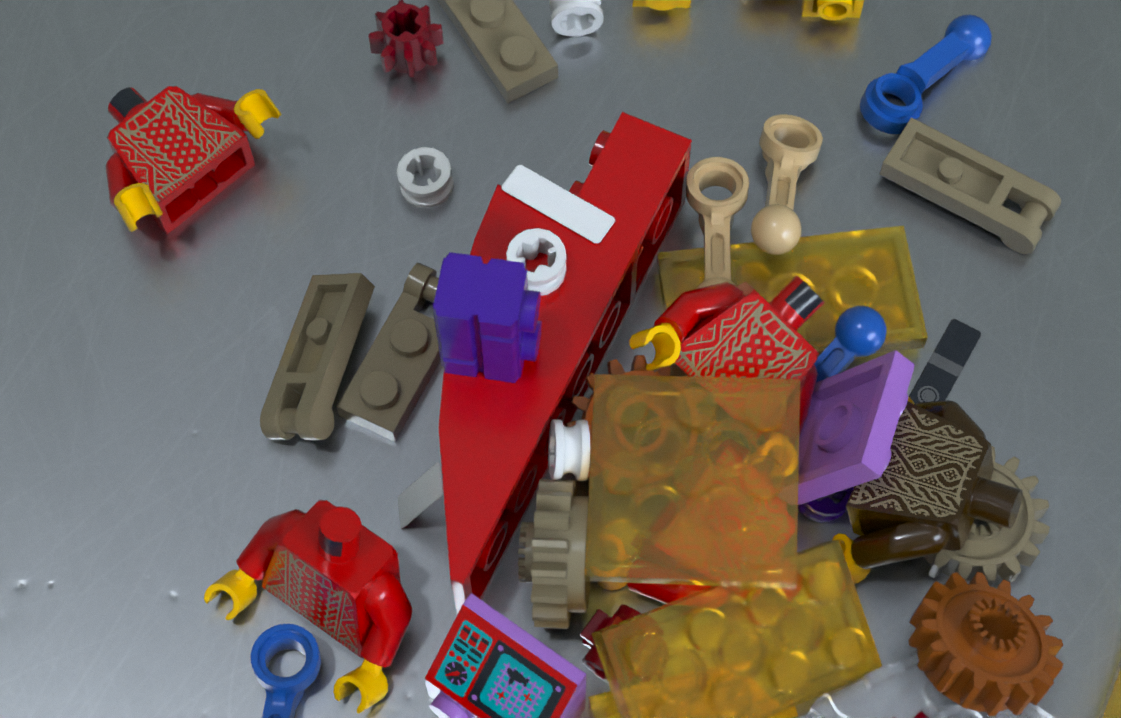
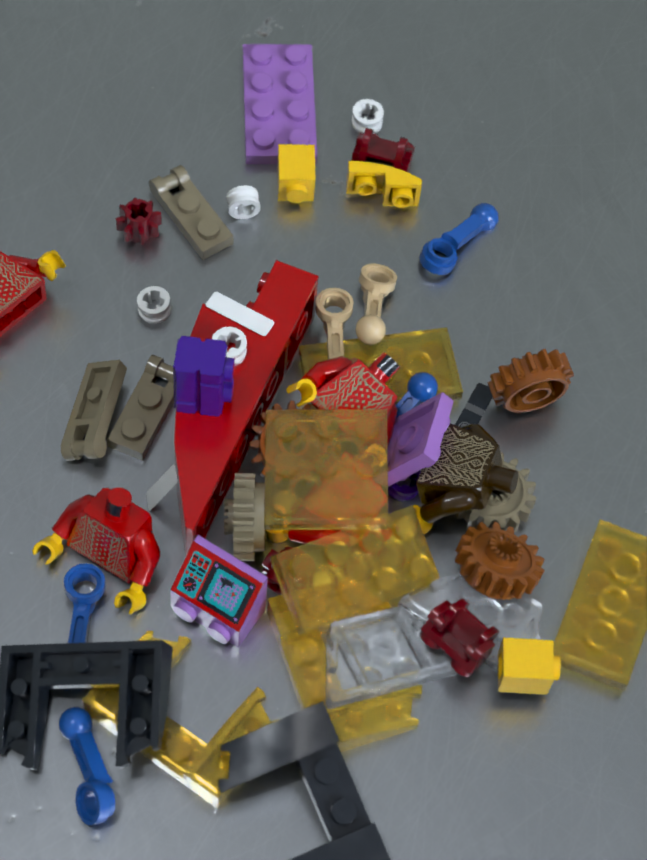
camera: 10 degrees left, 5 degrees down
(569, 450) = (251, 455): white bush -> none
(970, 185) = (487, 303): dark tan plate -> none
(1045, 324) = (531, 381): none -> dark orange gear

